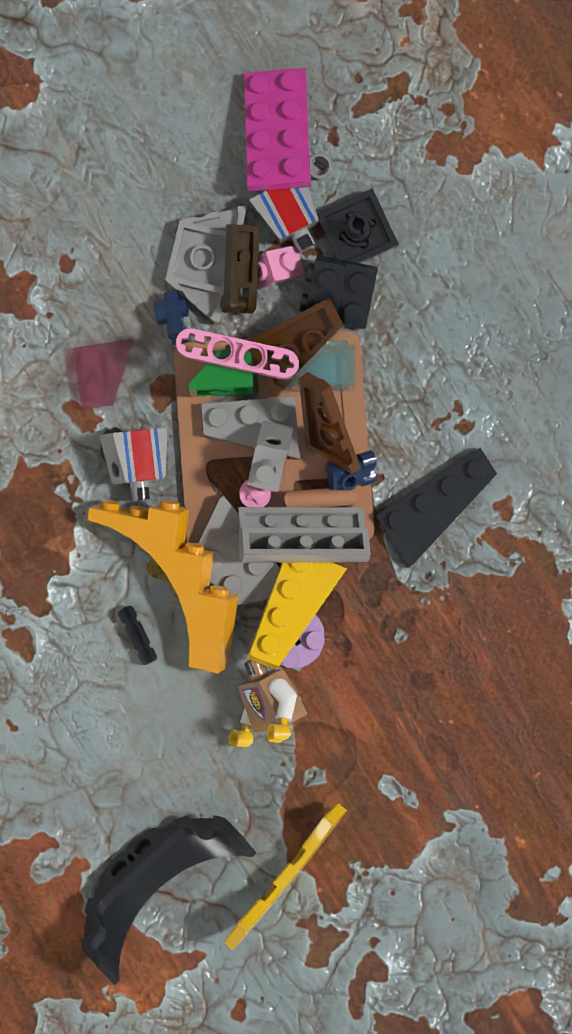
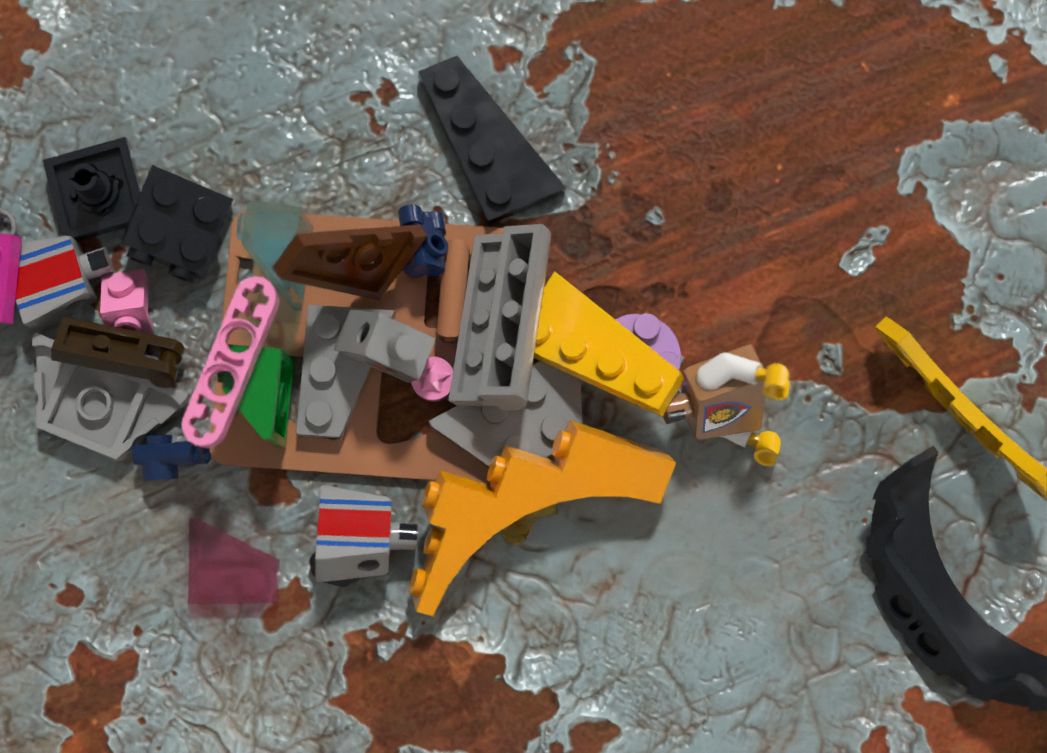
camera: 75 degrees left, 5 degrees down
(137, 635) = (604, 571): black axle -> none
(300, 334) = (218, 268): reddish brown wing -> none

